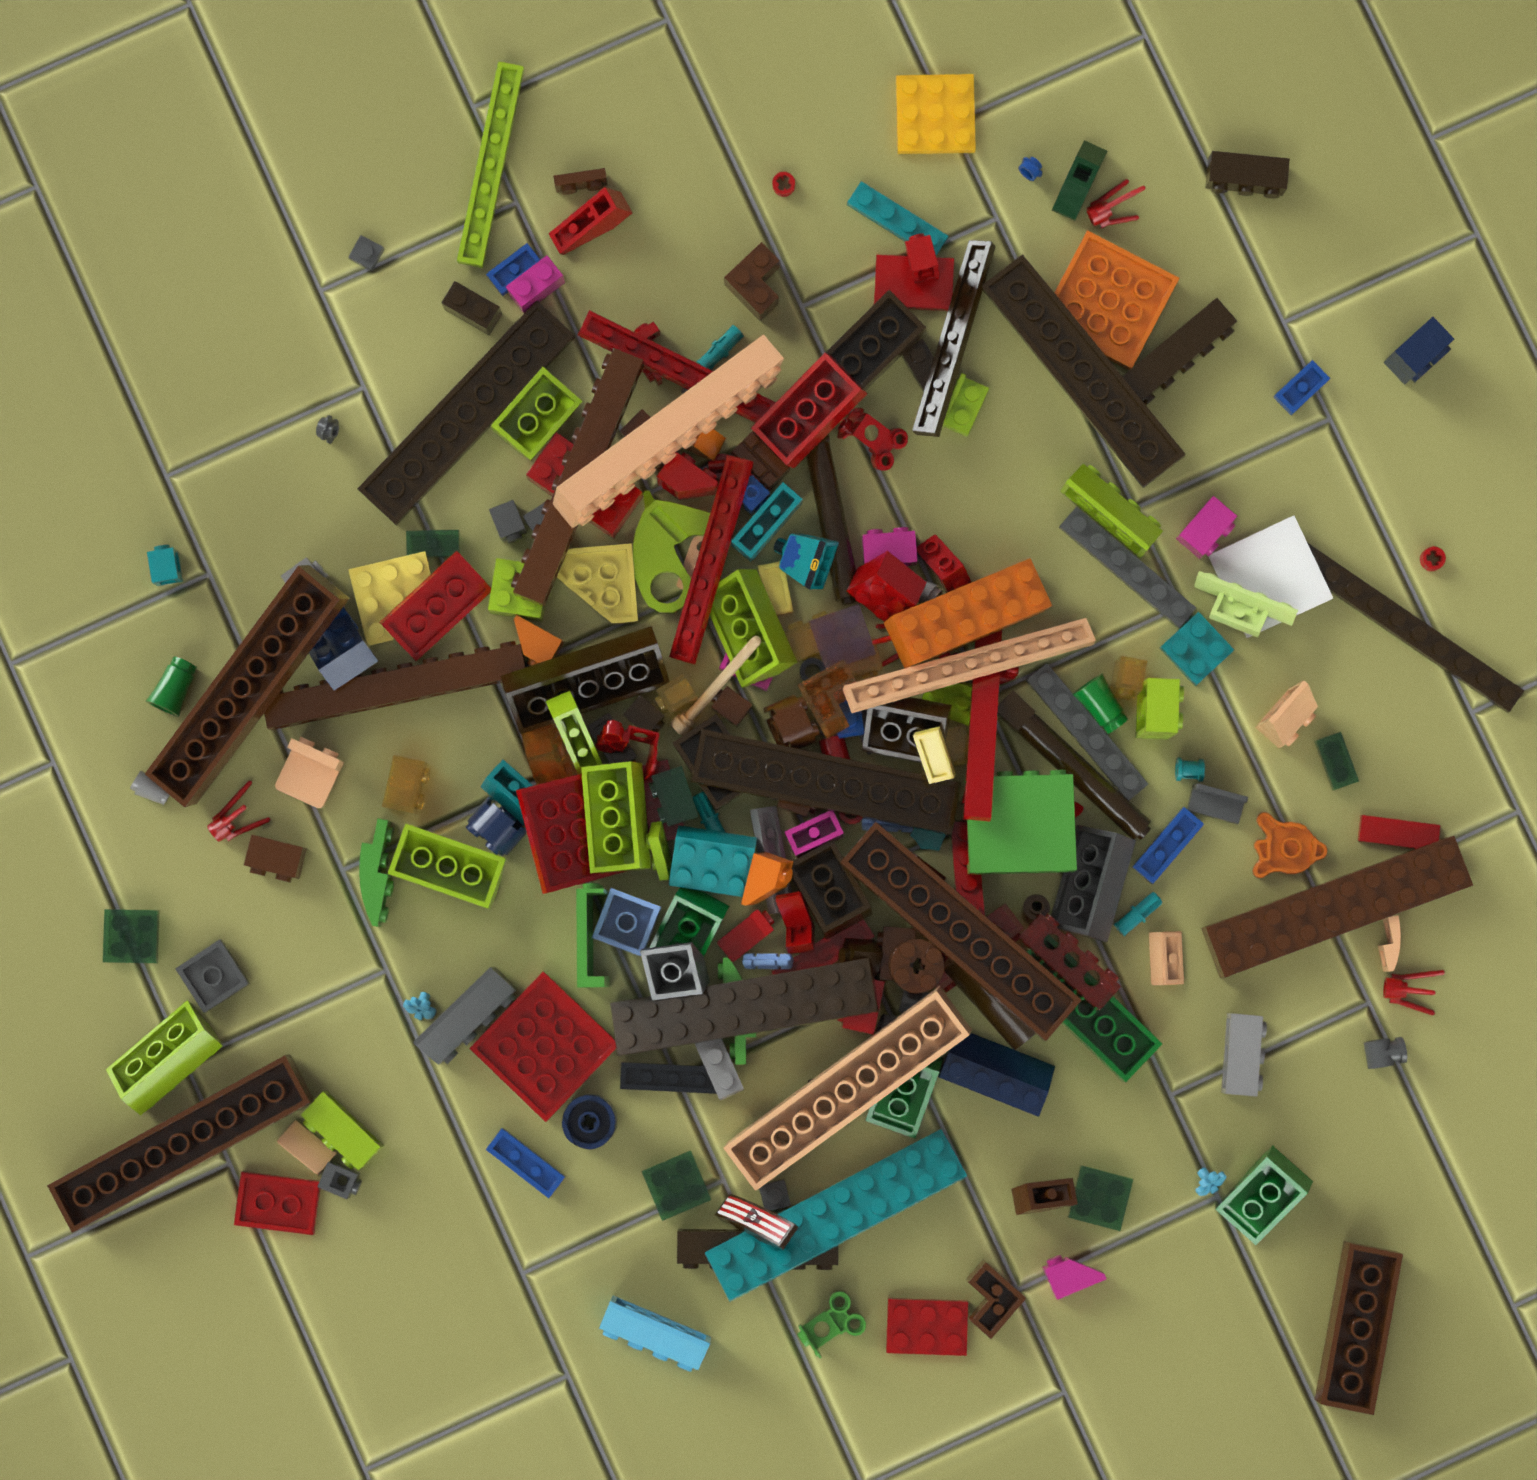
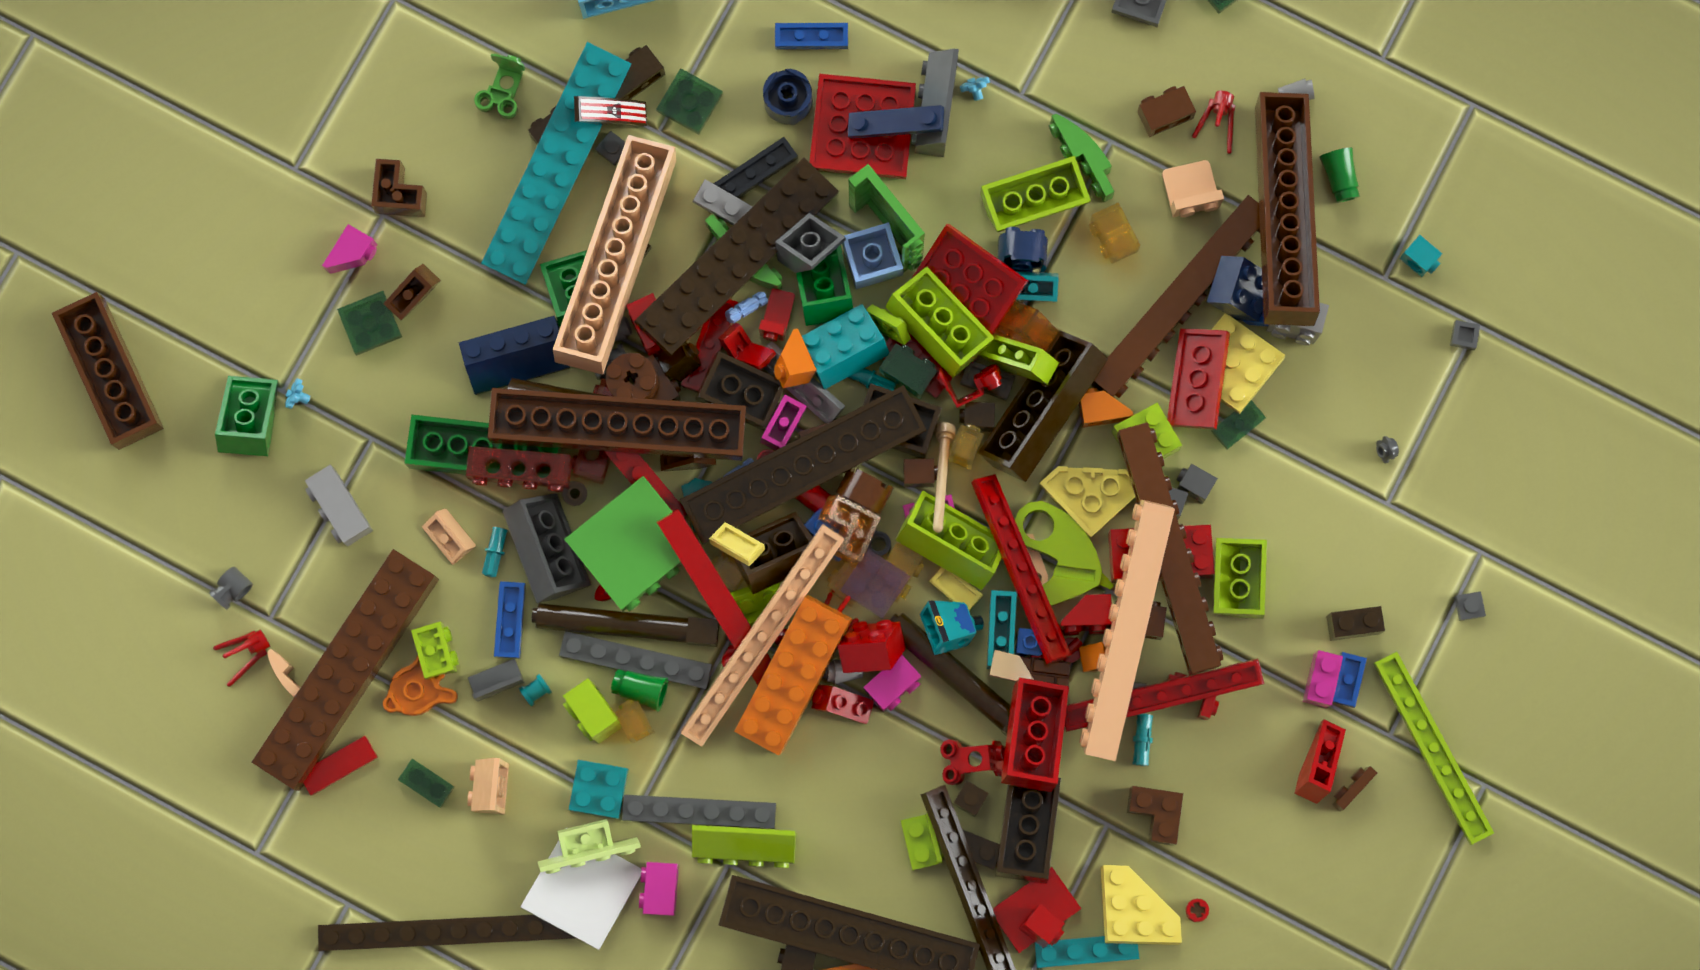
camera: 145 degrees right, 5 degrees down
(184, 473) = (1465, 335): none -> dark grey plate
(465, 413) = (1294, 542): dark brown plate -> none
(516, 1021) = (896, 122): none -> dark blue plate
(786, 482) = (1008, 667): none -> tan slope
(834, 220) = (1135, 911): none -> light yellow plate
(898, 407) = (970, 798): none -> dark brown brick
(927, 1326) = (430, 139): red plate -> none
(1250, 865) = (434, 650): none -> lime bracket

